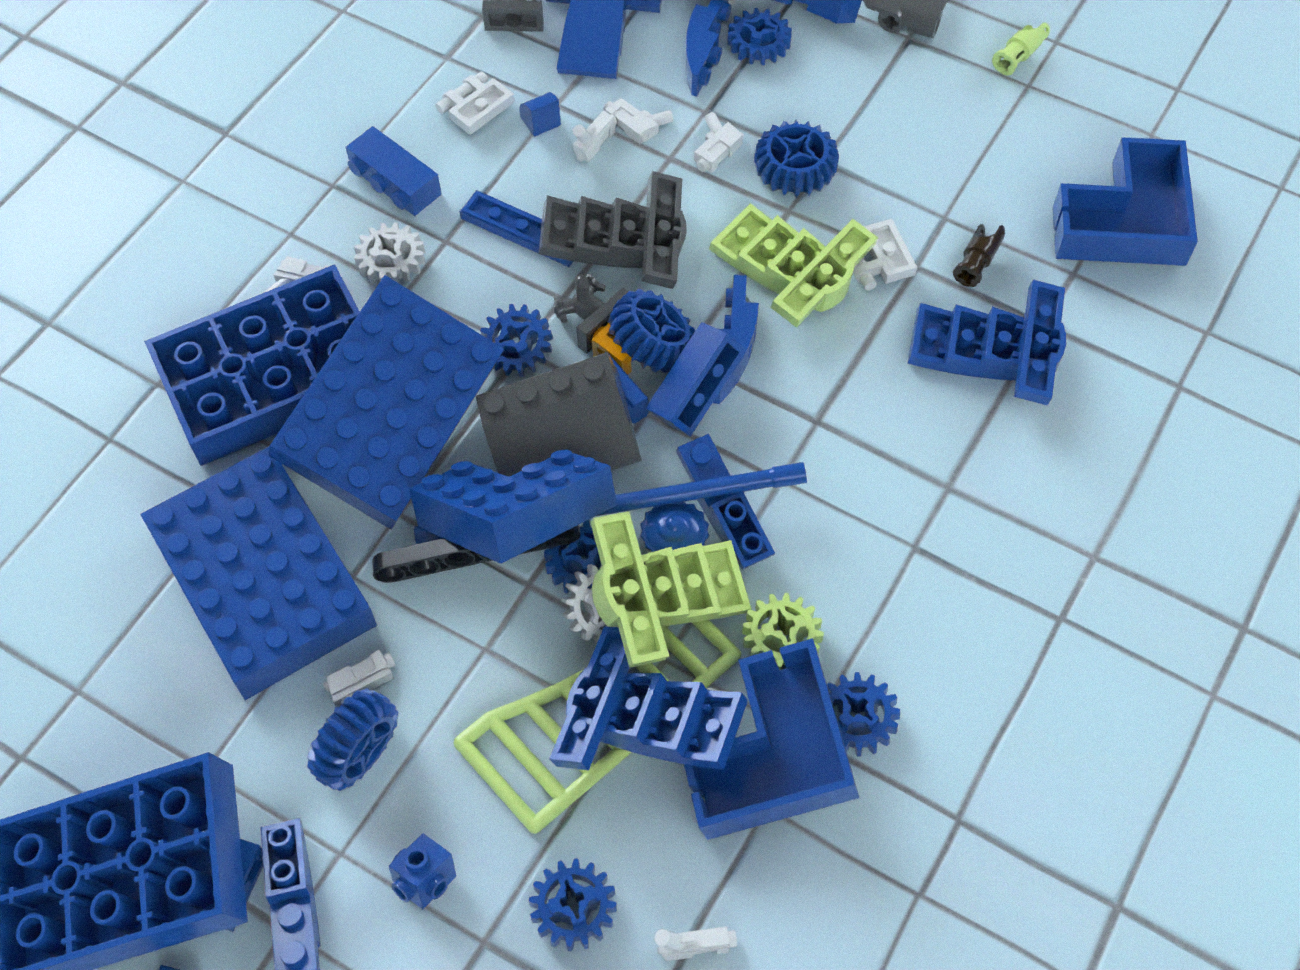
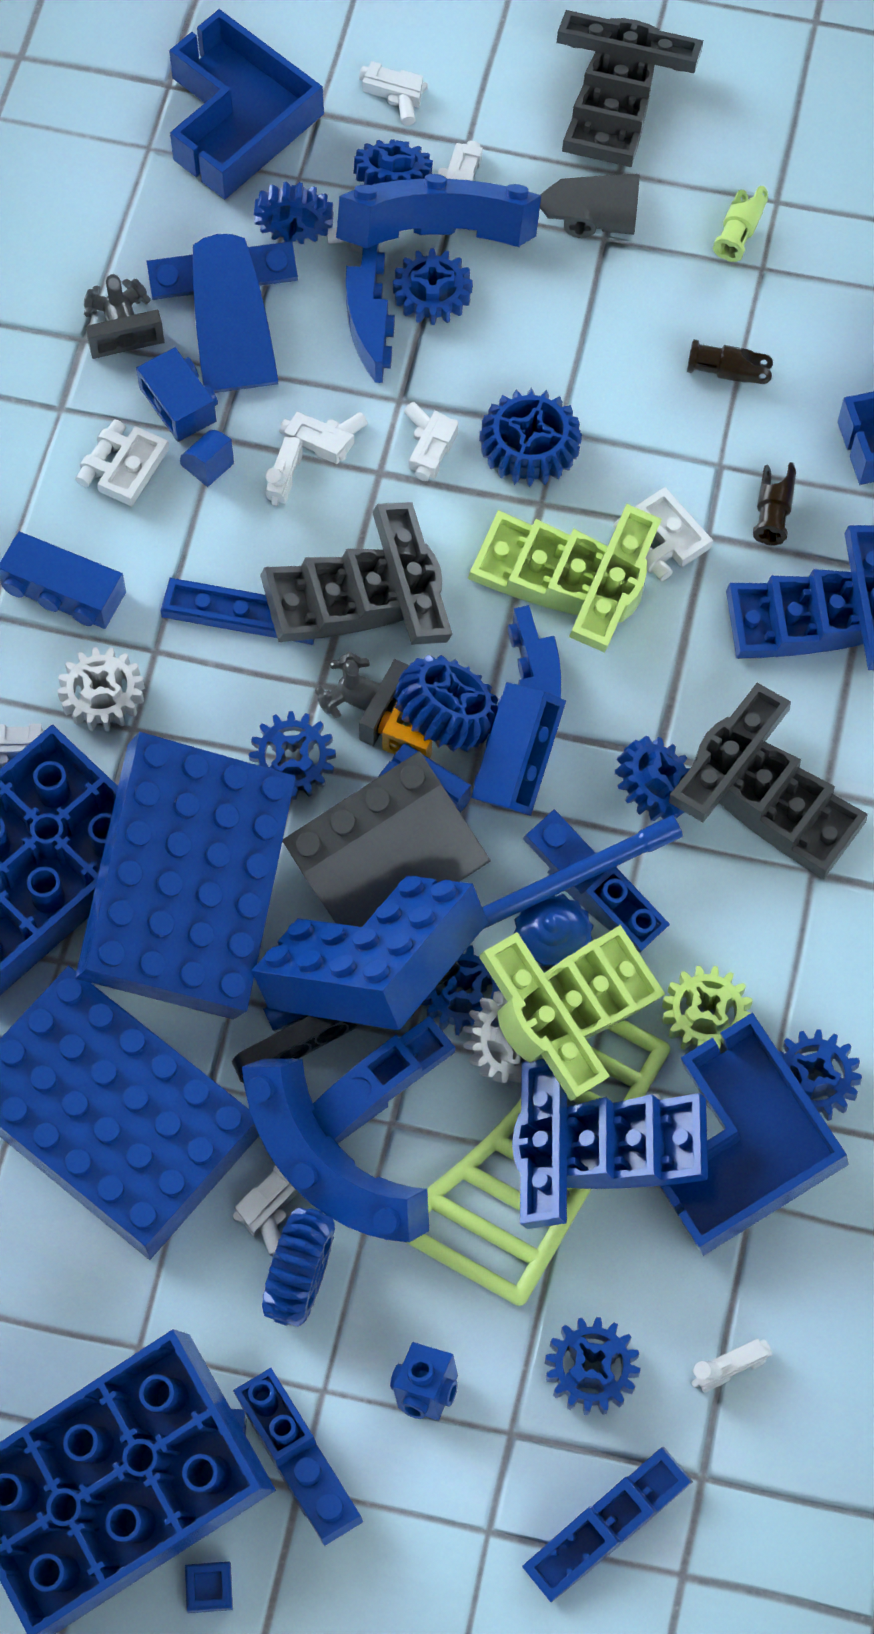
camera: 20 degrees left, 5 degrees up
(404, 659) = (318, 1165): none -> blue brick
(476, 607) = (380, 1077): none -> blue slope
(534, 63) = (177, 393): none -> blue brick
(804, 434) = (651, 775): none -> blue gear
(897, 466) = (768, 787): none -> dark grey slope
(976, 143) = (730, 363): none -> dark brown piece

